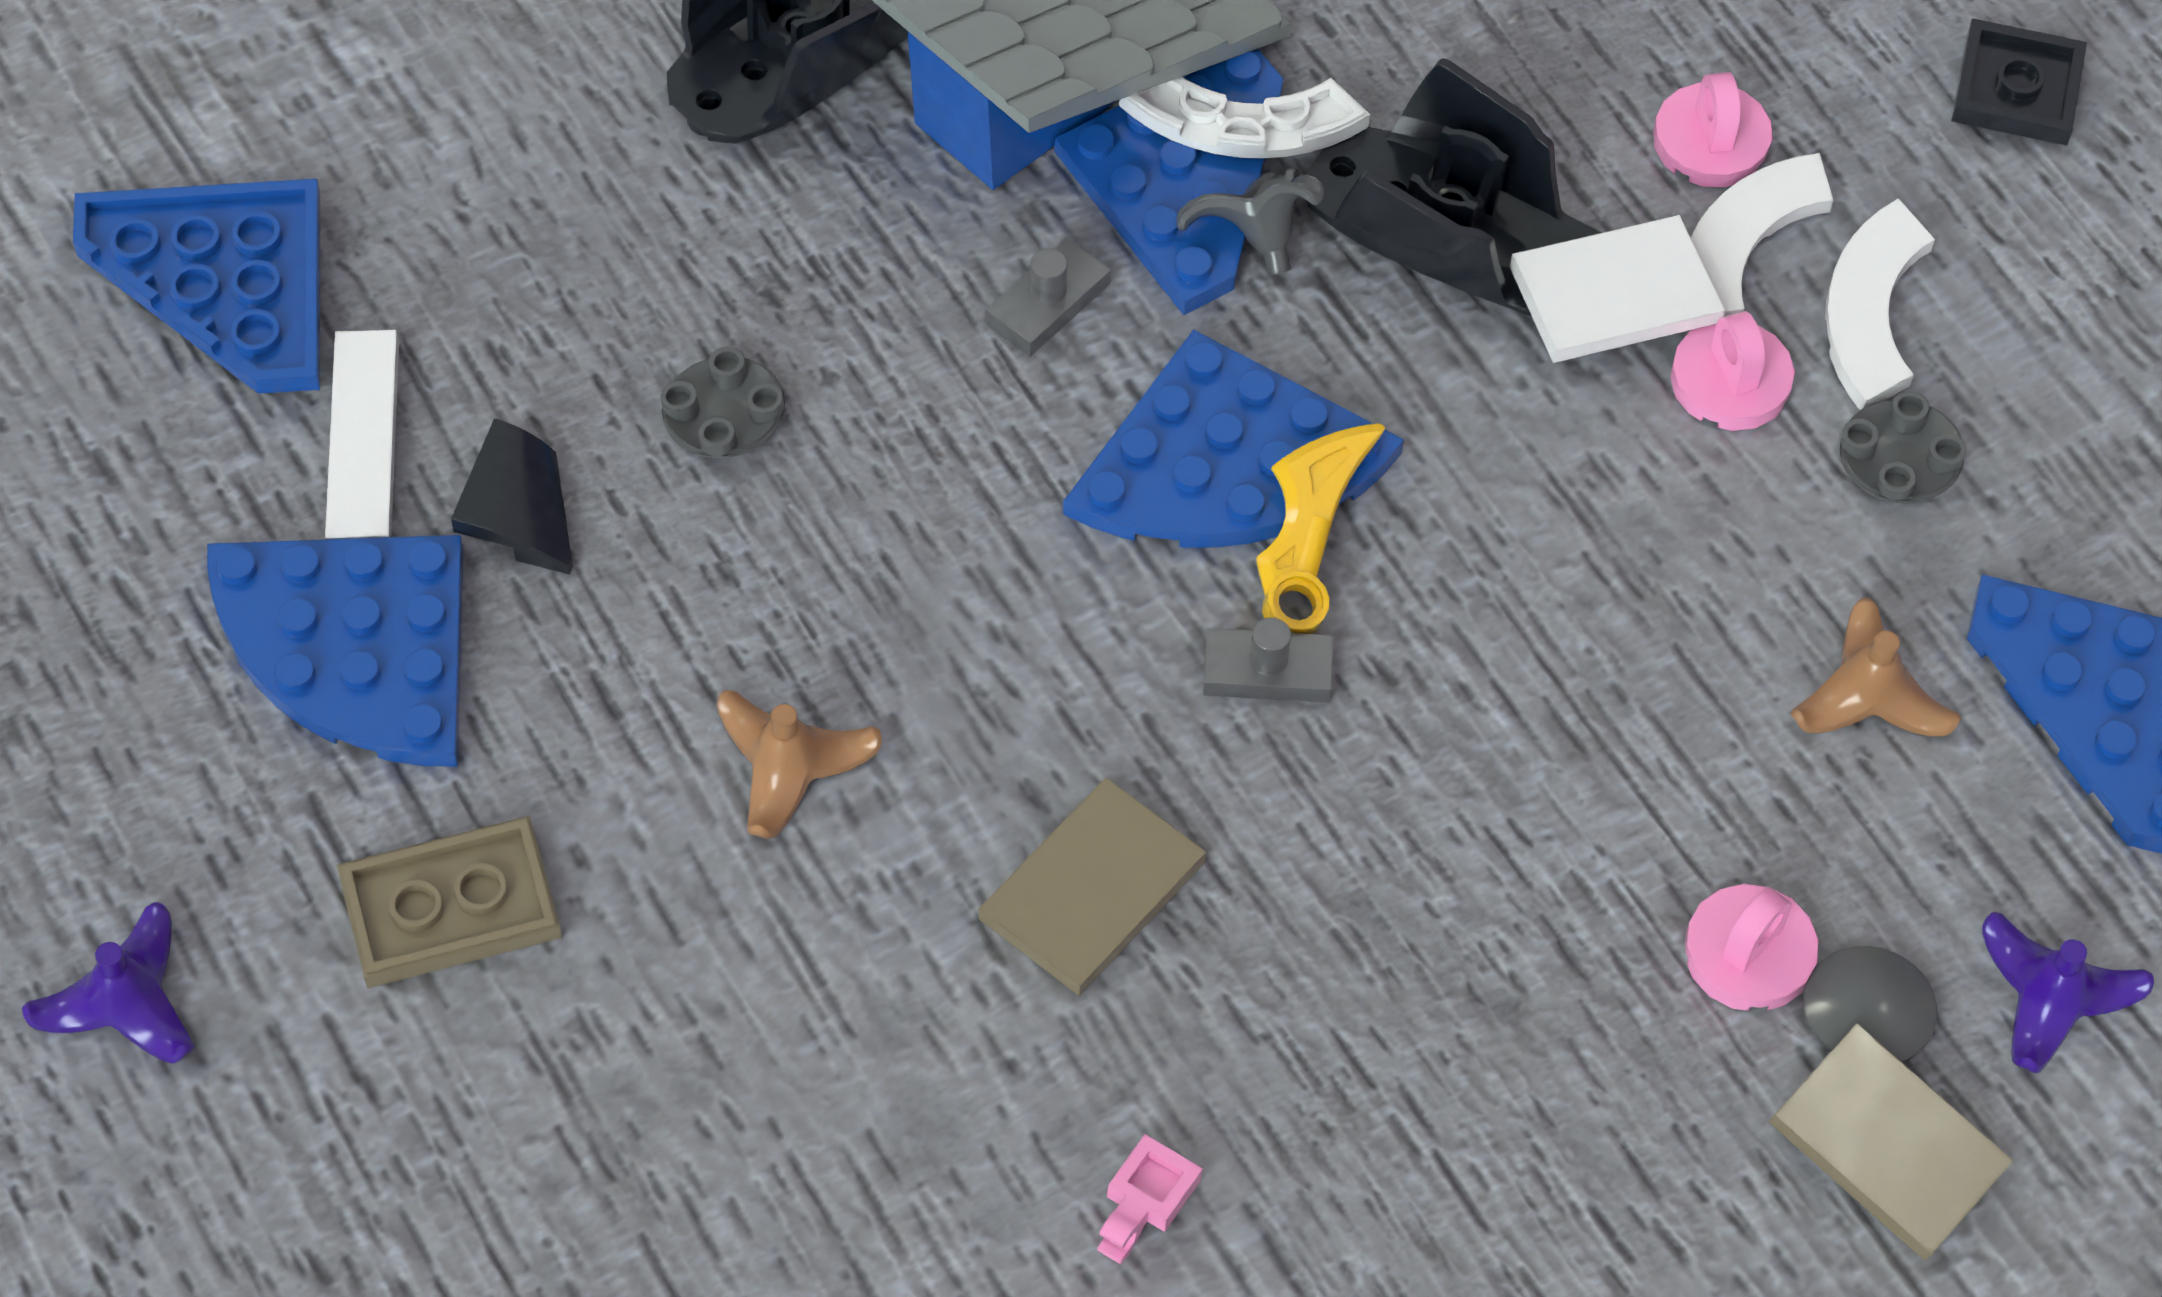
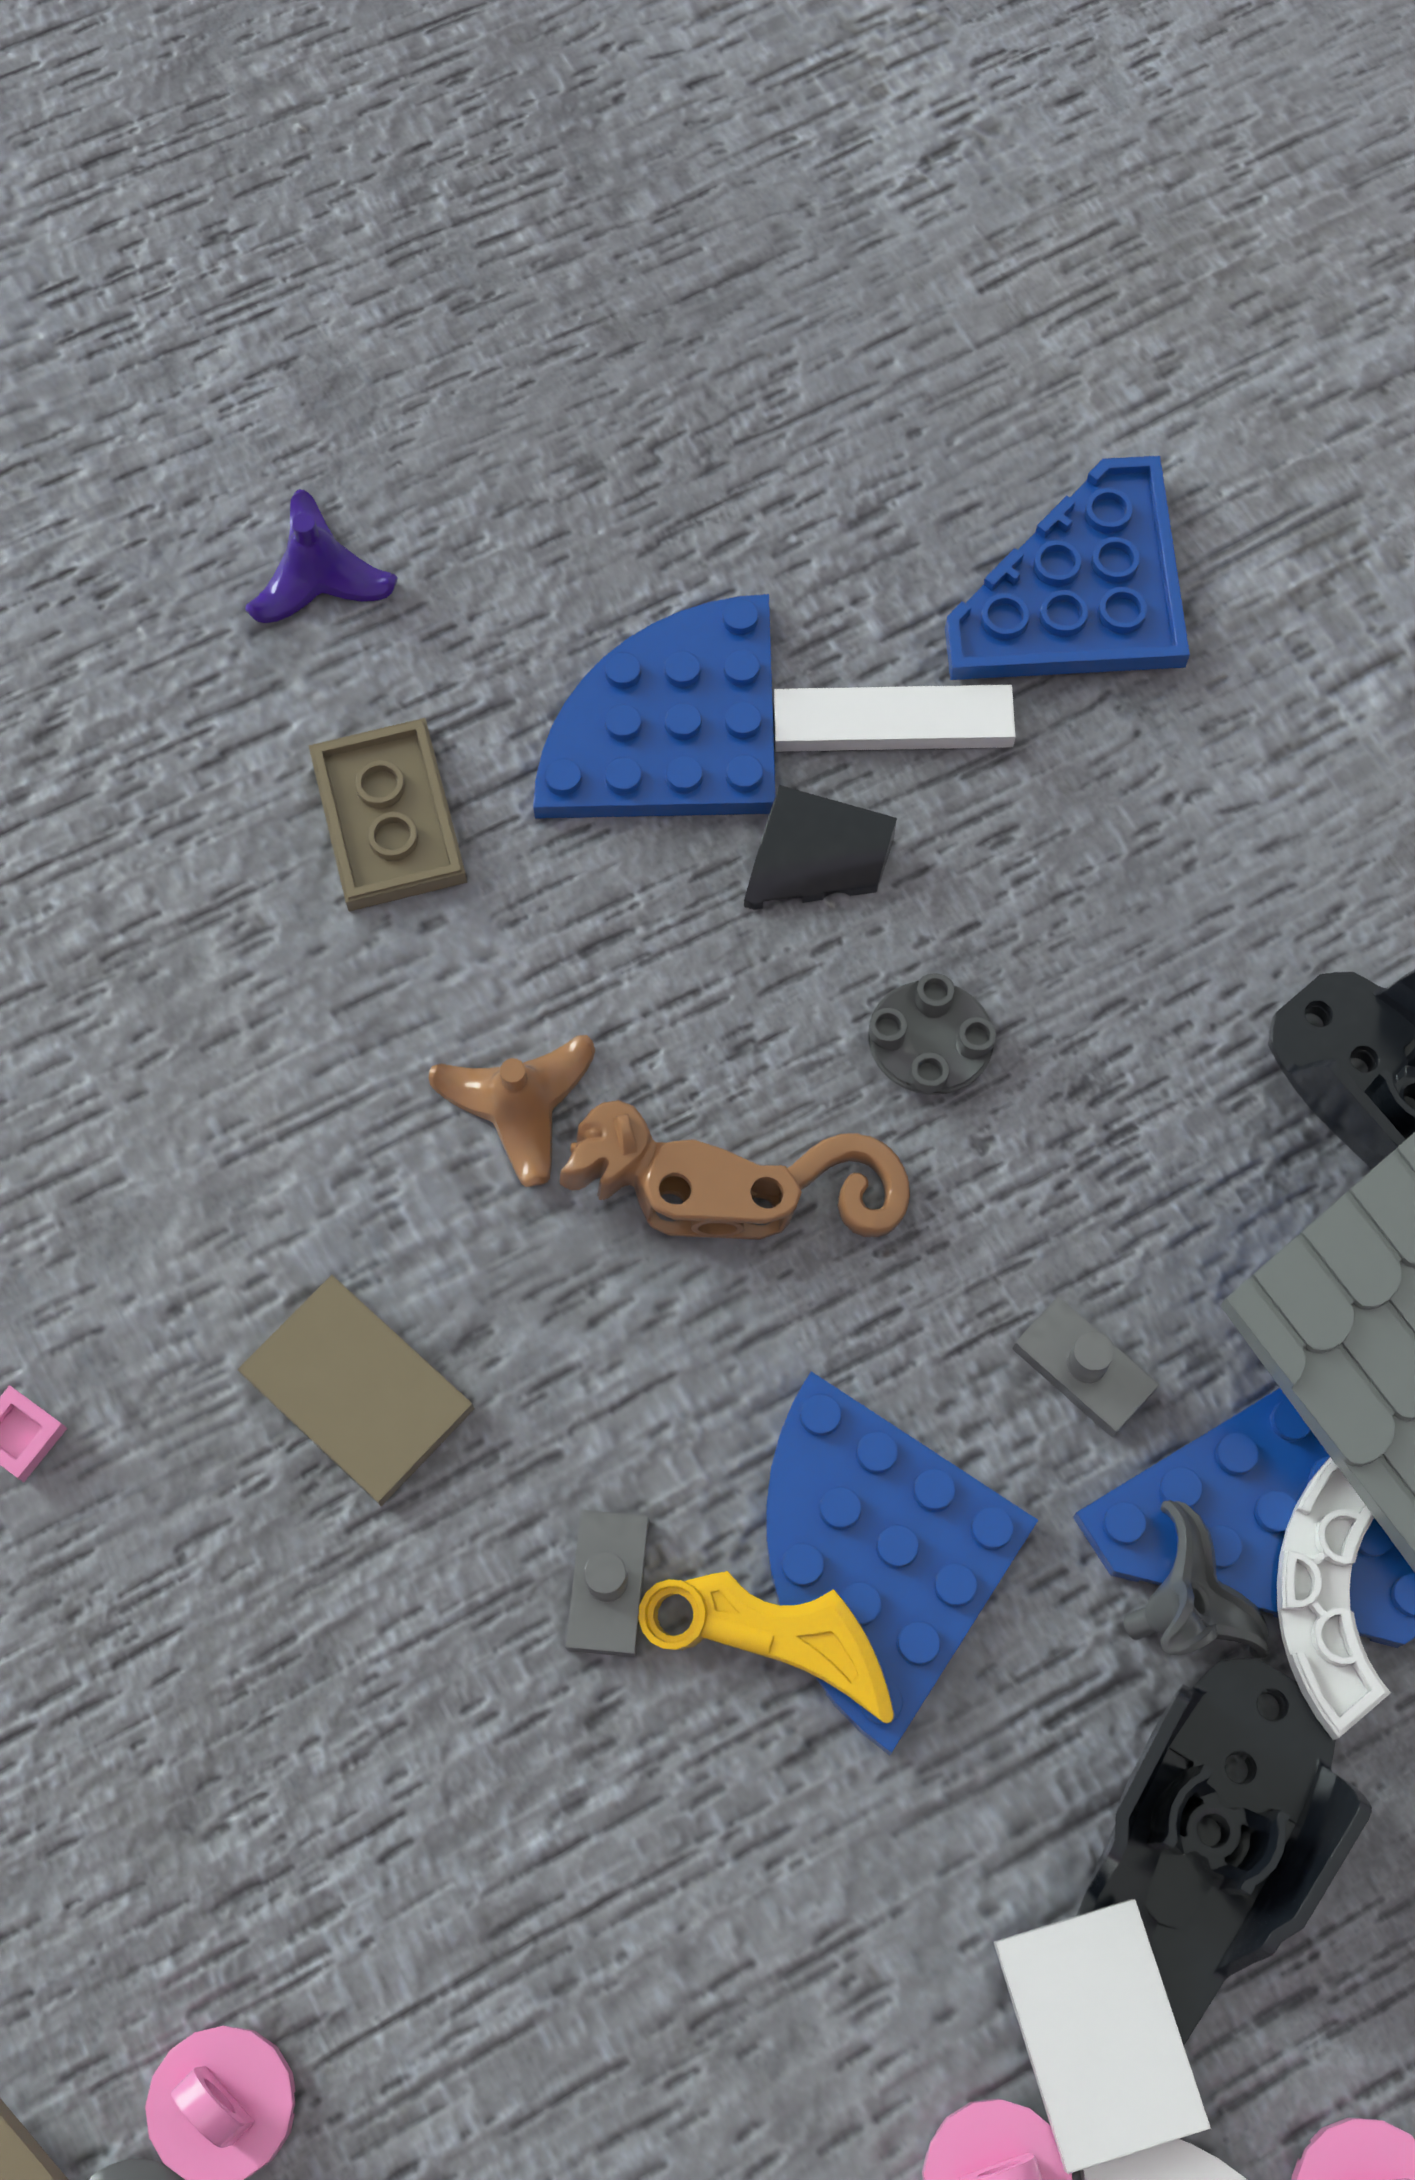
camera: 95 degrees right, 10 degrees up
(889, 571) = (721, 1185): none -> medium nougat animal

